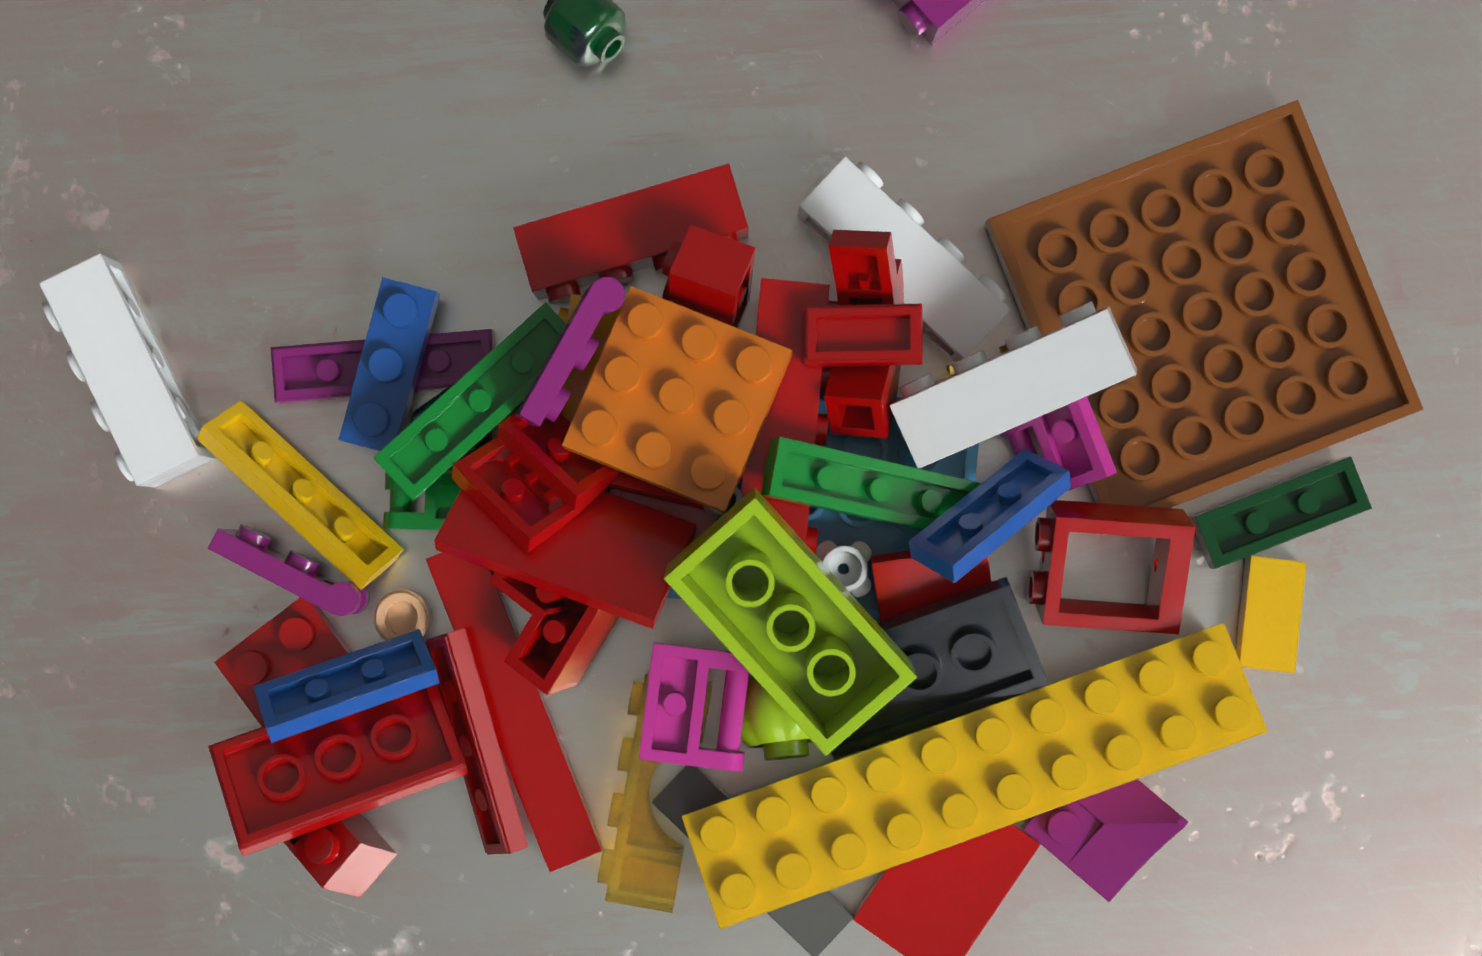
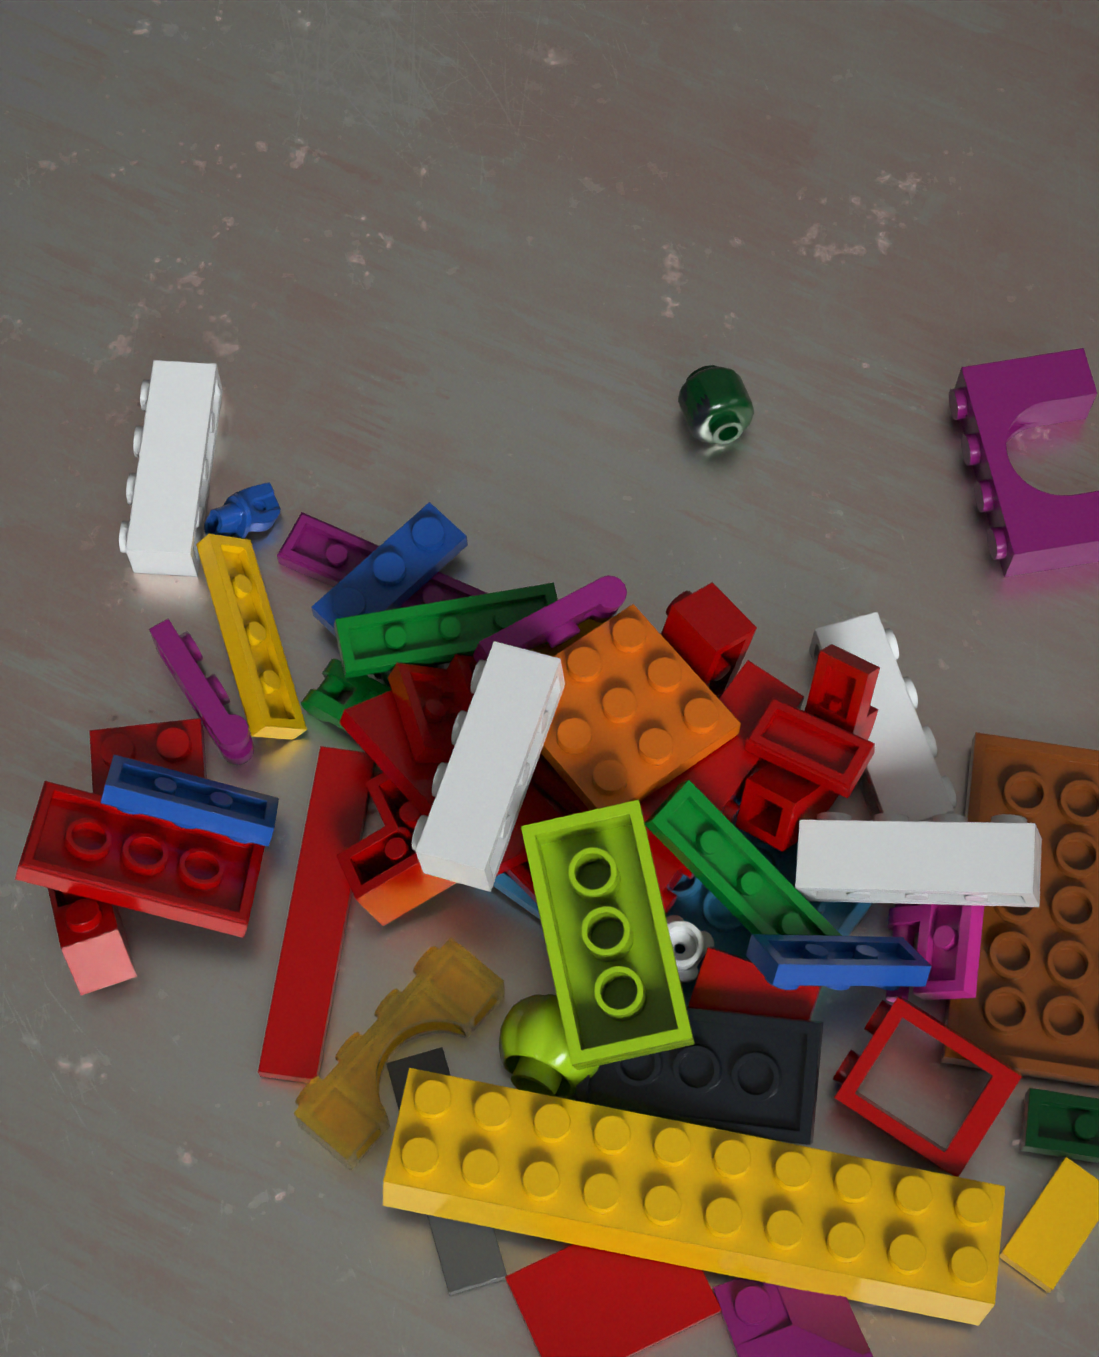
camera: 30 degrees right, 20 degrees down
(220, 375) = (244, 512): none -> blue piece
(402, 613) = (273, 778): light nougat tile -> none
(473, 727) = (272, 903): red tile -> none
(599, 530) = (489, 767): none -> white brick
(626, 232) = (654, 570): red brick -> none
(677, 707) = (465, 970): dark pink plate -> none

